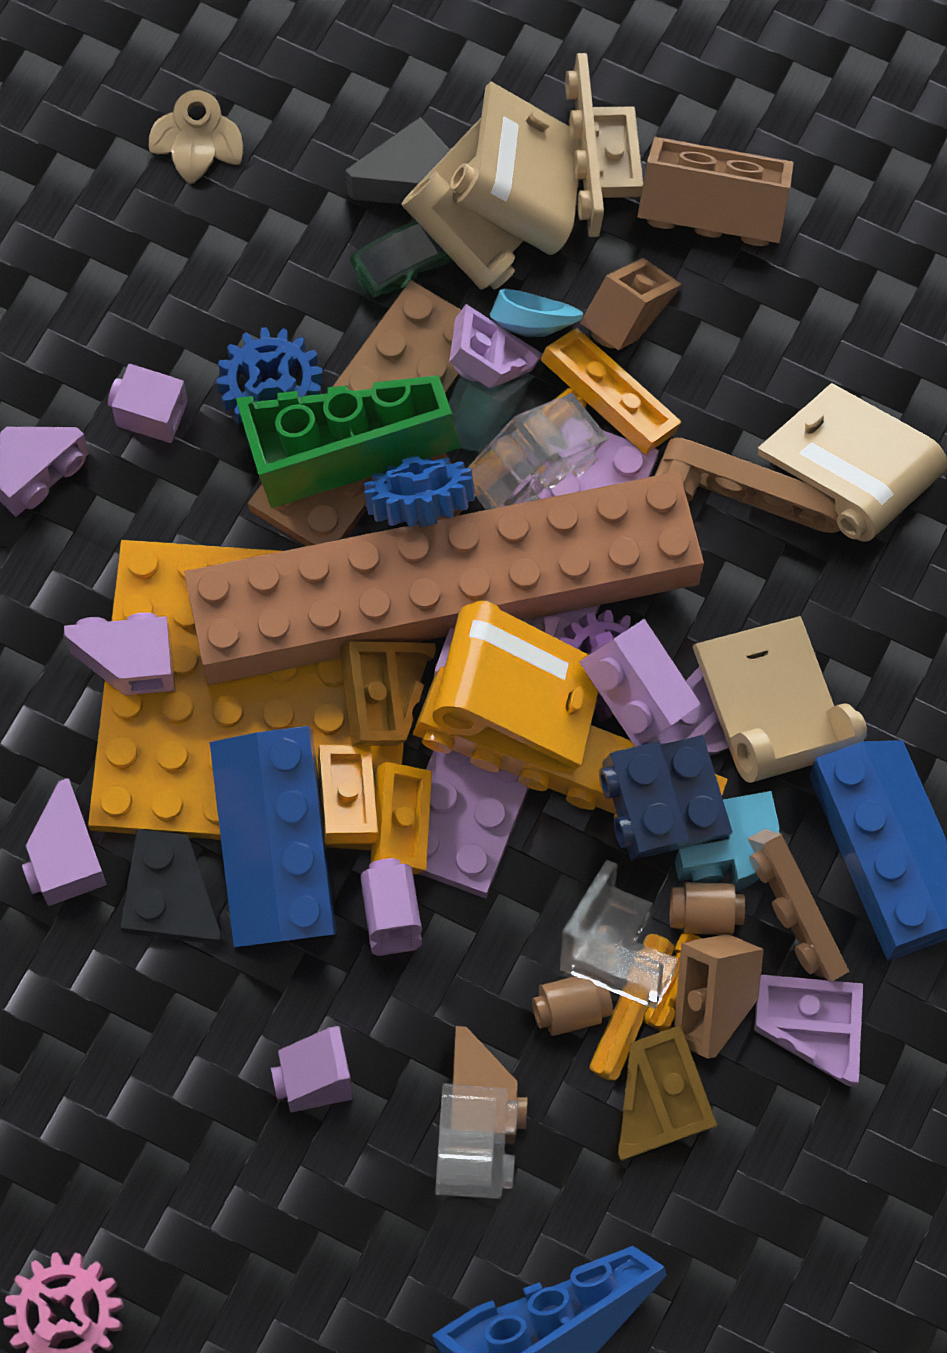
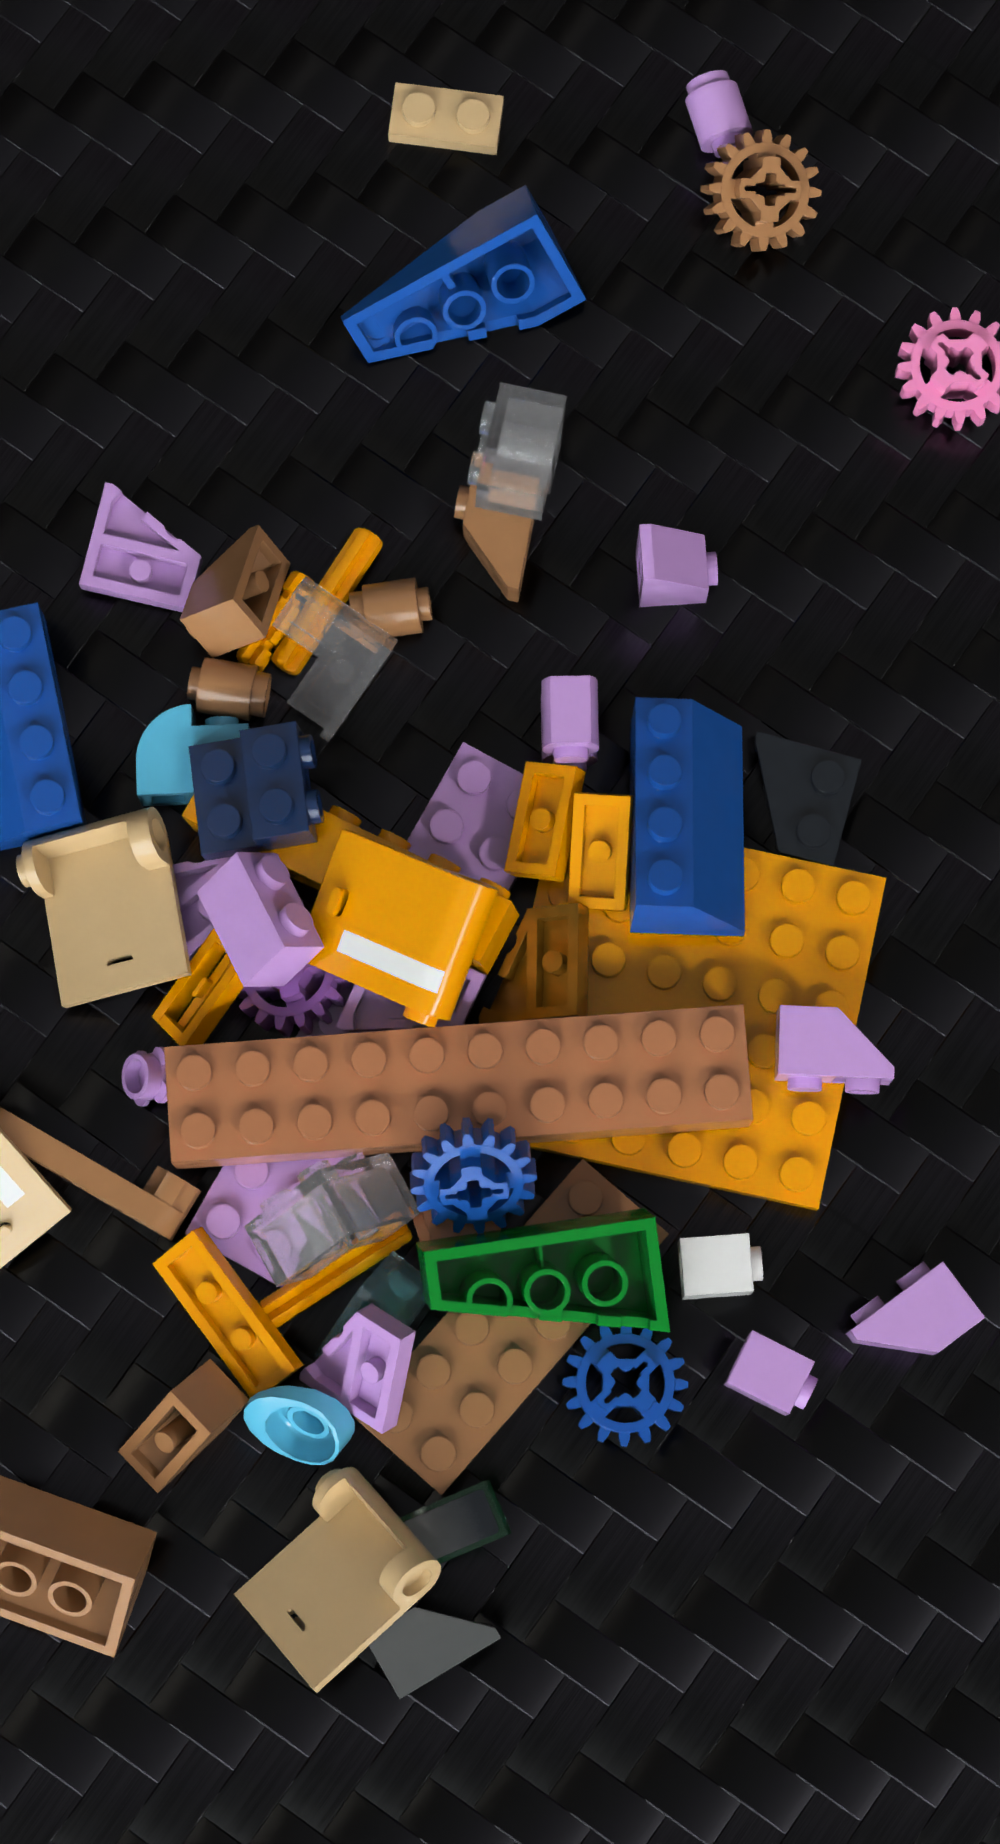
camera: 170 degrees left, 10 degrees up
(62, 850) = (915, 847): lavender slope -> none
(196, 141) = (676, 1724): tan plate -> none
(202, 480) = (718, 1266): none -> white brick
(521, 172) = (284, 1610): tan door -> none
(607, 146) = (176, 1636): tan bracket -> none
(662, 1095) = (311, 501): pearl gold wing -> none
(671, 617) = (211, 995): none -> light orange tile
(718, 570) = (145, 1077): none -> lavender plate
(796, 905) = (137, 663): medium nougat plate -> none

